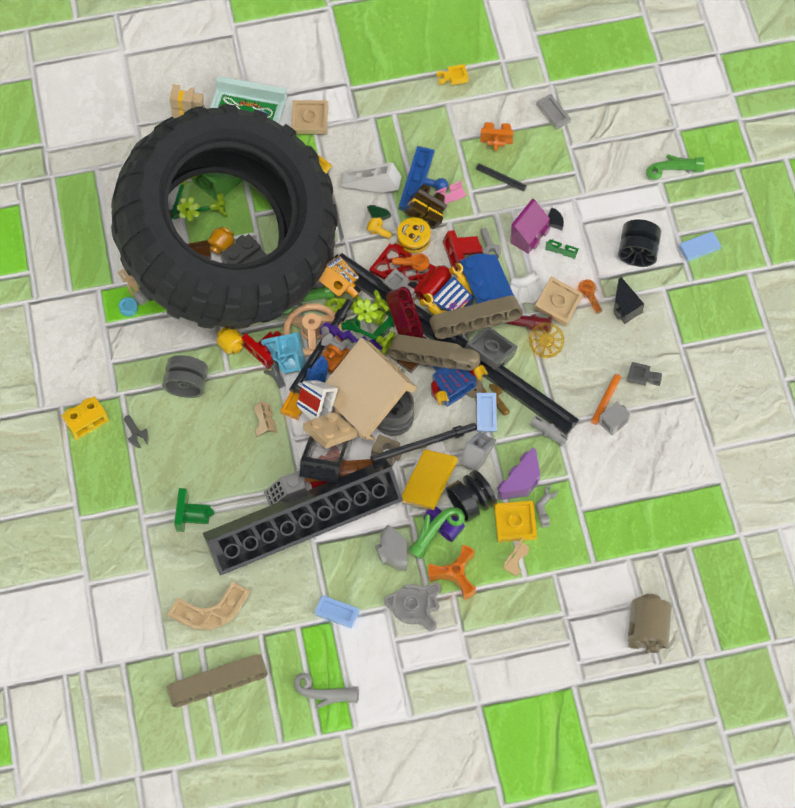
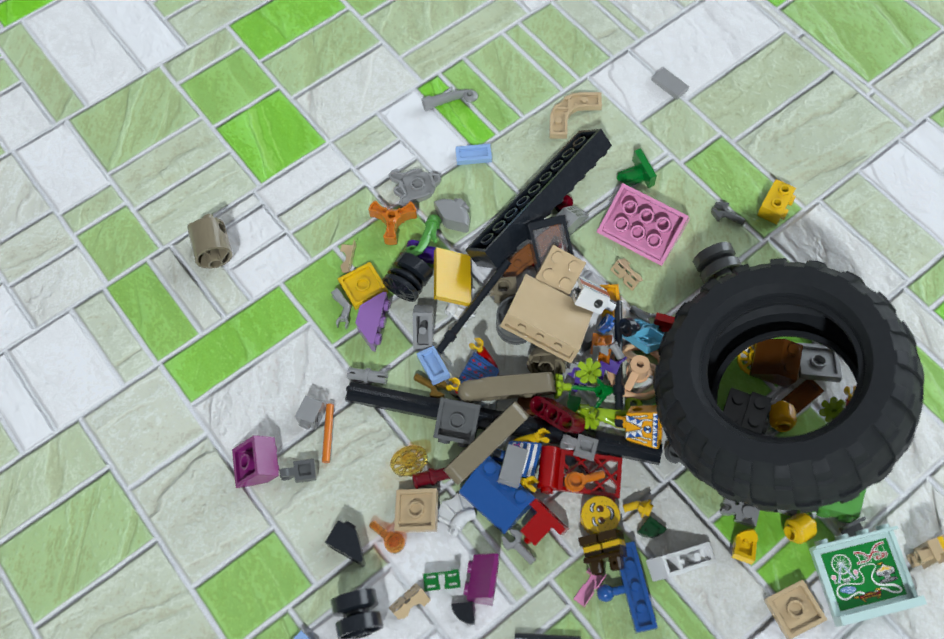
camera: 155 degrees right, 0 degrees up
(88, 597) = (670, 83): none -> light grey tile
(217, 680) = (533, 69): dark tan beam -> none
(219, 454) = (643, 224): none -> bright pink slope
(299, 357) = (628, 327): none -> black tile
(465, 286) = (512, 466): none -> light grey tile
(593, 248) = (419, 598): none -> tan piece
(679, 398) = (255, 461): none -> magenta slope

